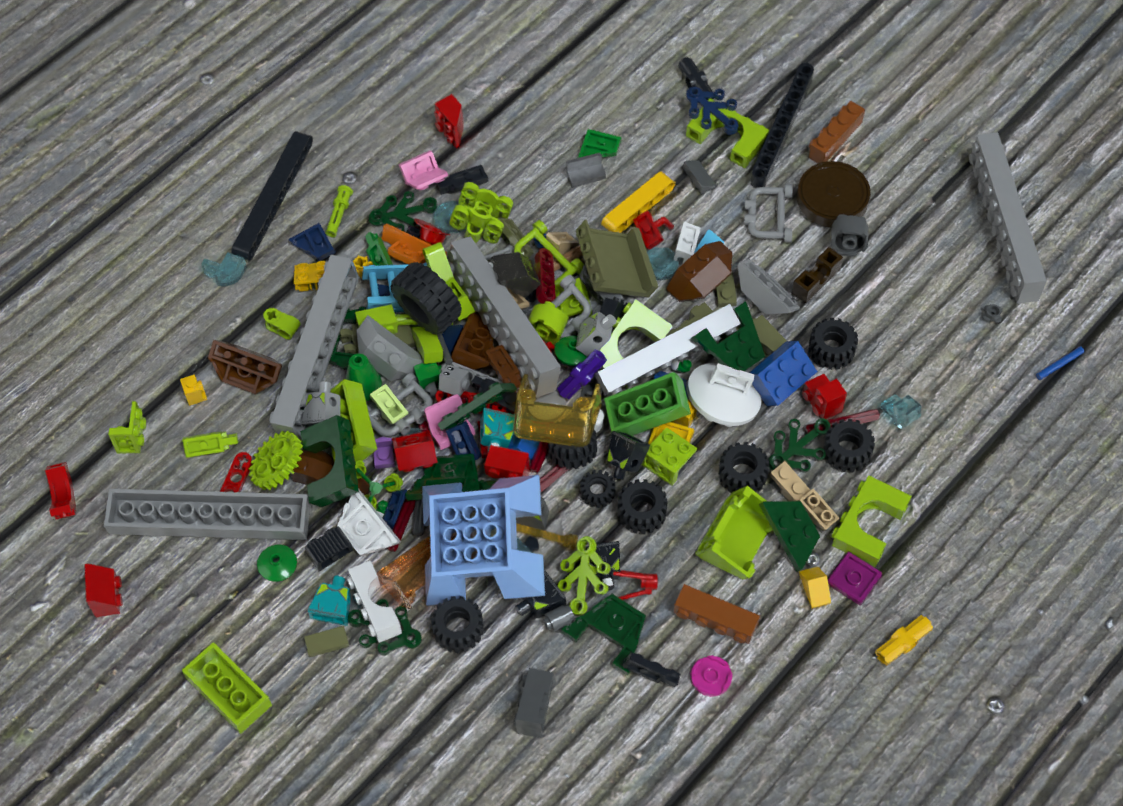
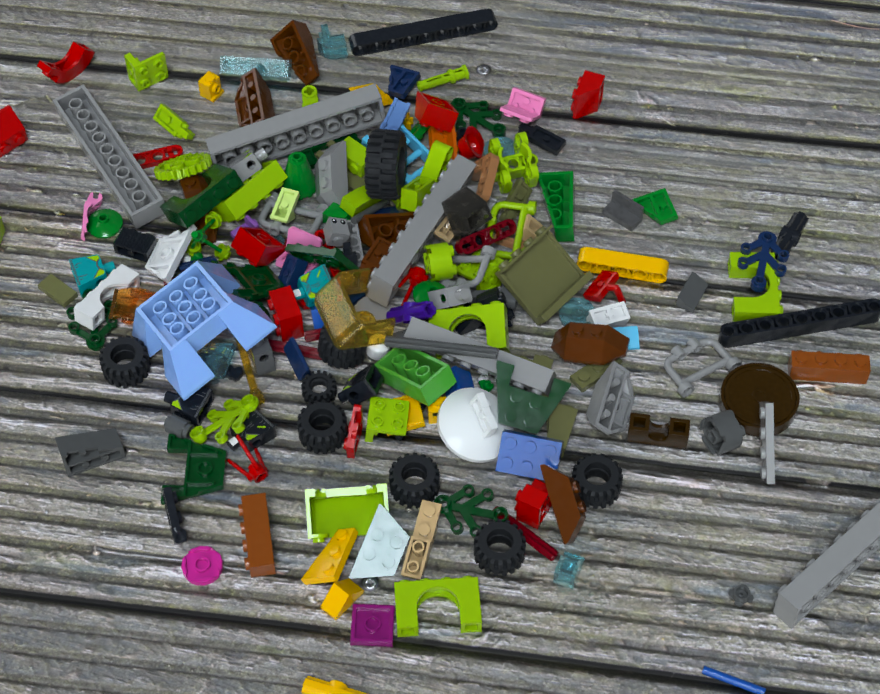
camera: 55 degrees right, 5 degrees down
(200, 342) = (265, 66): none -> clear light blue brick
(207, 299) = (297, 44): none -> reddish brown wedge
(262, 574) = (89, 207): none -> bright pink arm
(369, 269) = (395, 115): none -> medium blue arm
(382, 234) = (435, 112): none -> red slope
(478, 234) = (486, 173): none -> medium nougat beam
(540, 203) = (559, 200): none -> green wedge
(558, 487) = (296, 359): none -> dark blue slope
(644, 369) = (441, 347): none -> dark grey axle
(673, 492) = (354, 432): none -> red wing
(777, 570) = (332, 559): none -> yellow wing
(848, 372) = (565, 502): none -> reddish brown wedge
(879, 206) = (766, 415): none -> light grey wing

